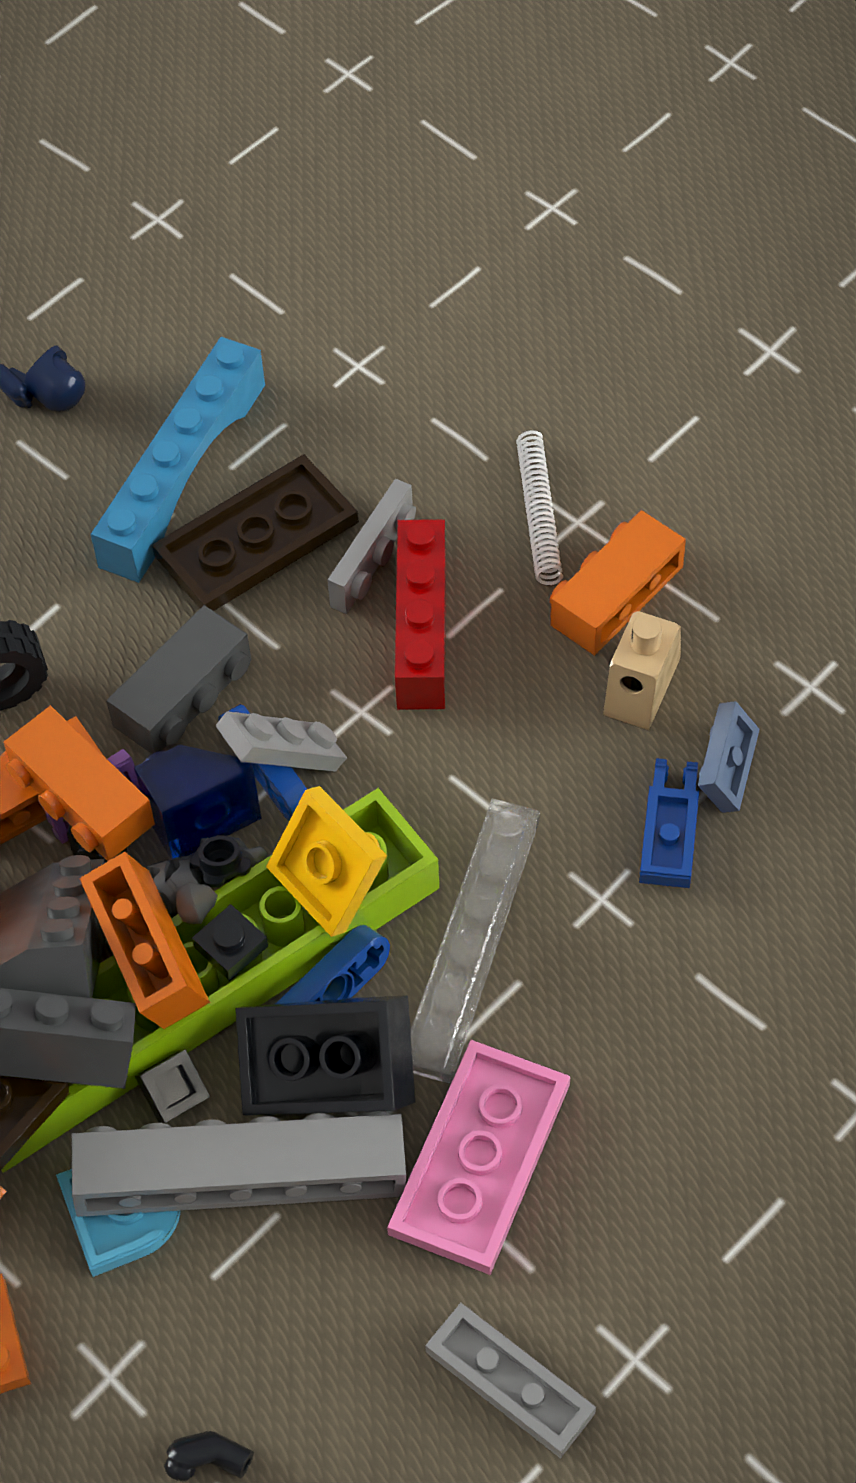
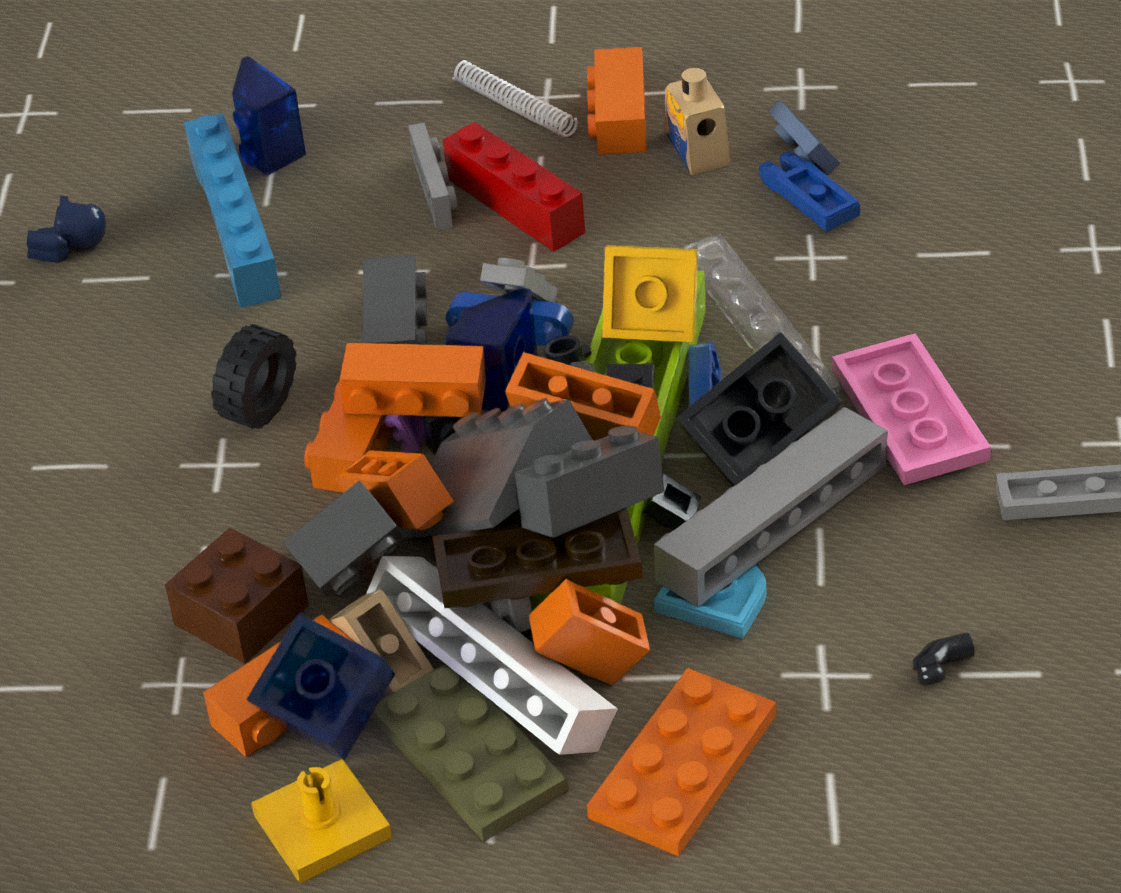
camera: 40 degrees left, 15 degrees down
(255, 533) = (337, 219): dark brown plate -> none
(289, 377) = (266, 118): none -> clear blue slope

